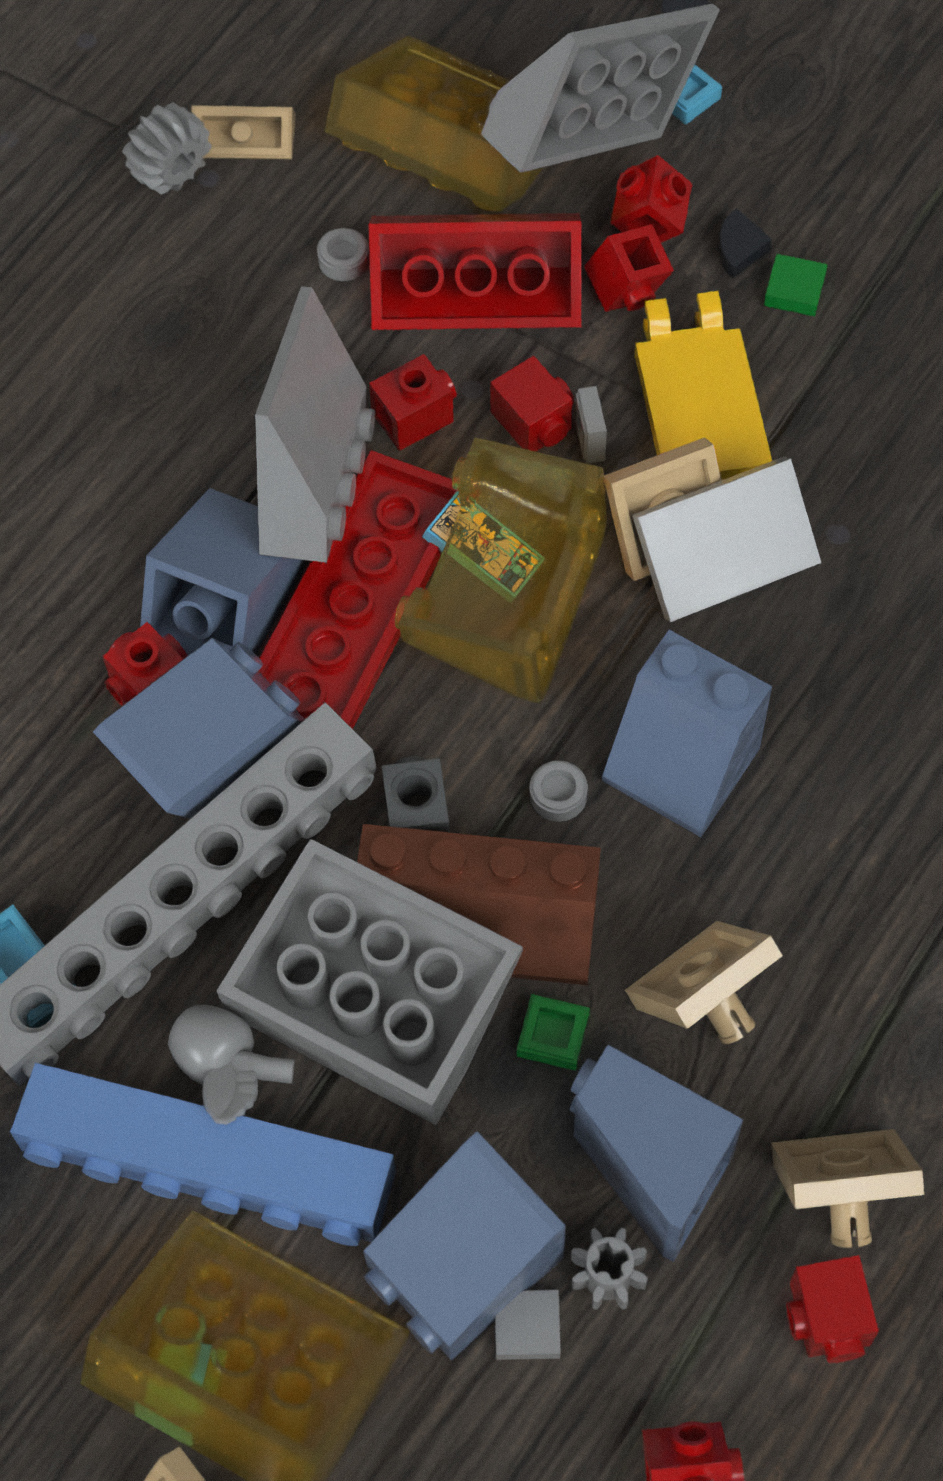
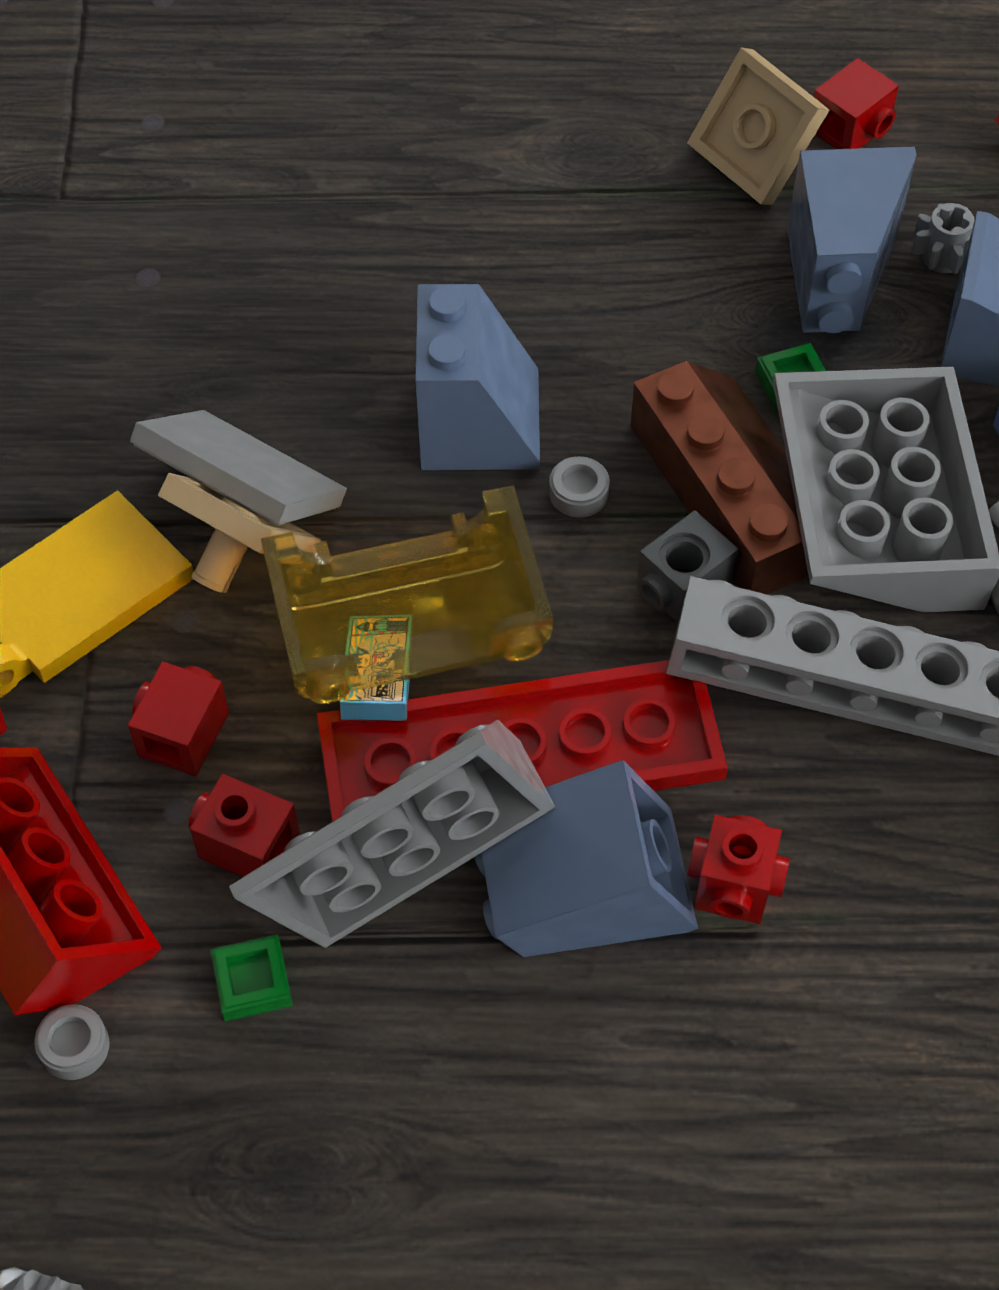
camera: 125 degrees left, 5 degrees down
(200, 726) = (777, 742): sand blue slope -> none
(590, 424) = (174, 644): light grey tile -> none
(704, 980) = (679, 276): tan tile -> none

